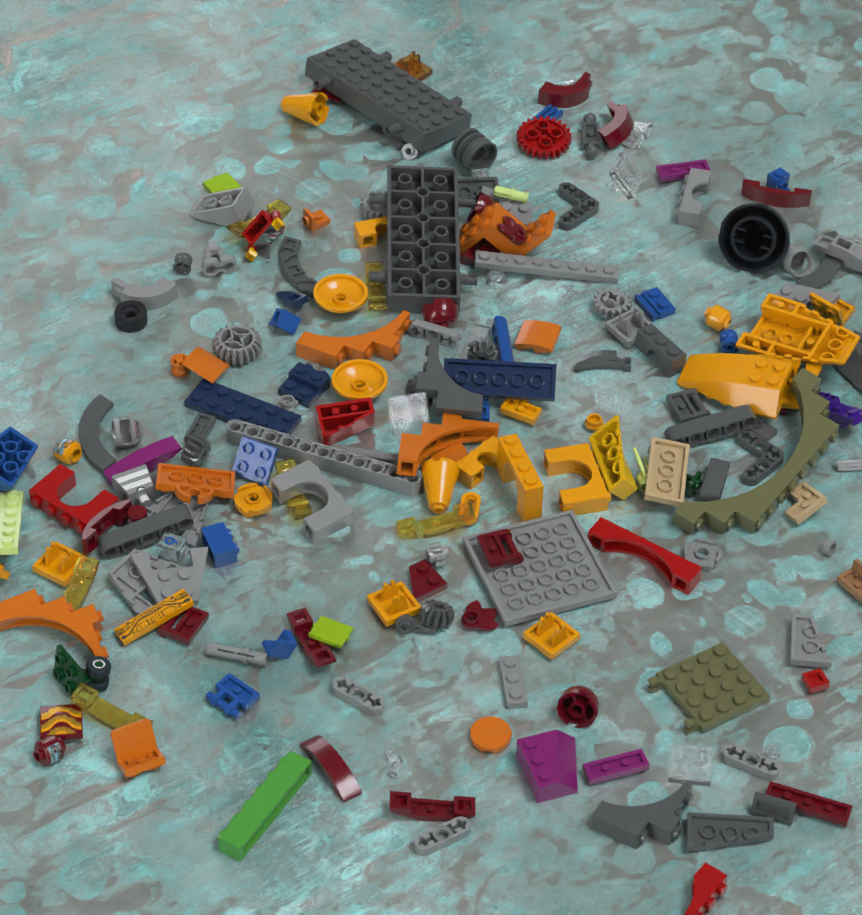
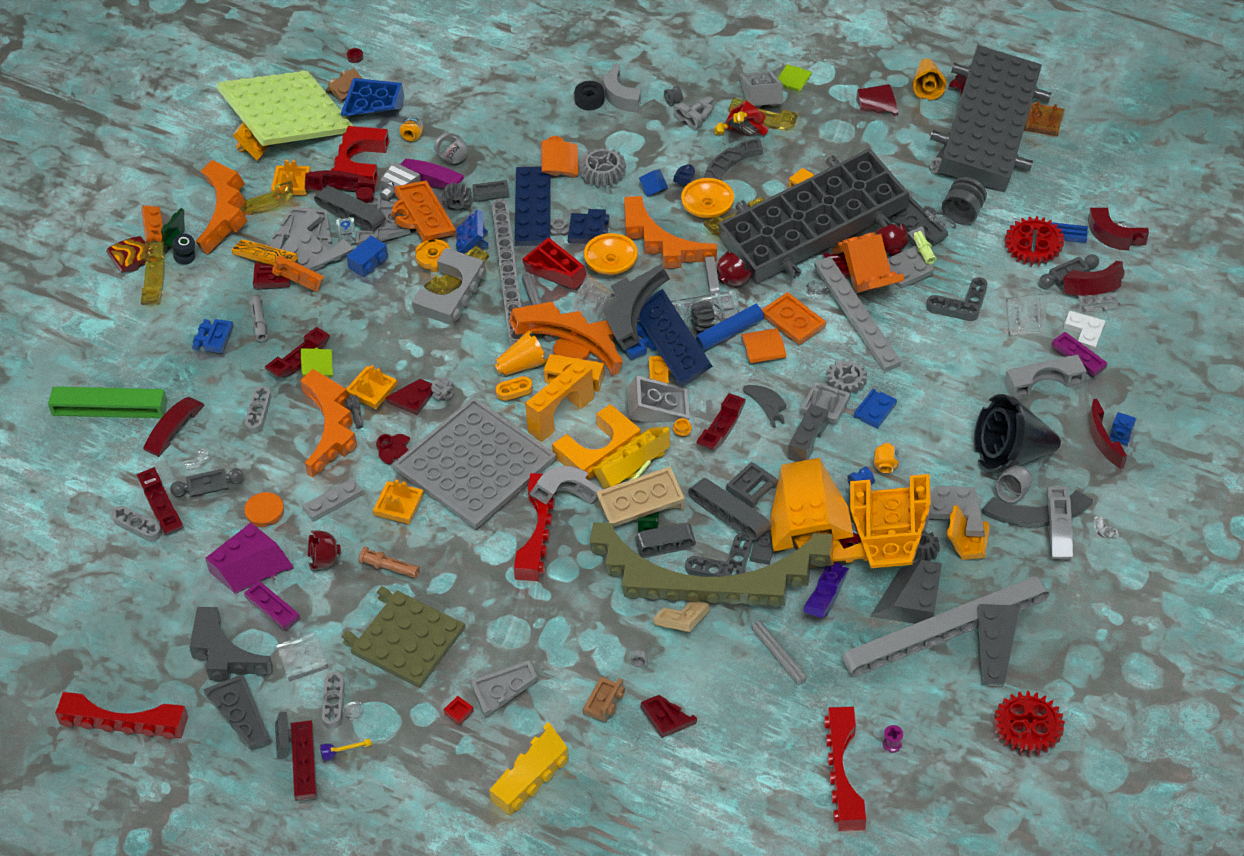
camera: 65 degrees right, 5 degrees up
(33, 690) = (152, 223): none -> orange plate
(49, 750) = (97, 259): dark red head -> none
(89, 433) = (425, 144): dark grey tile -> none
(136, 748) = (121, 303): orange bracket -> none
(209, 598) = (297, 273): none -> orange plate
(282, 647) = (277, 337): blue panel -> none
(301, 149) = (877, 99): none -> dark red slope
(315, 220) = (796, 147): orange bracket -> none
(417, 641) = (336, 435): none -> orange arch
(428, 763) = (207, 482): none -> dark grey plate
(436, 525) = (477, 373): clear yellow slope -> none
(437, 614) = (370, 417): dark grey gear -> none
(494, 550) = (465, 419): dark red plate -> none
(514, 231) = (864, 261): dark red plate -> none
(521, 305) = (793, 318): none -> orange plate
(554, 425) = (656, 401): none -> light grey slope
(606, 397) = (723, 423): none -> dark red slope
(613, 672) = (380, 560): none -> nougat pin
(621, 513) = (566, 479): none -> light grey arch
(655, 153) = (1088, 326): none -> white plate
(706, 546) = (569, 578): light grey tile -> none
(807, 780) = (329, 751): none -> hinge

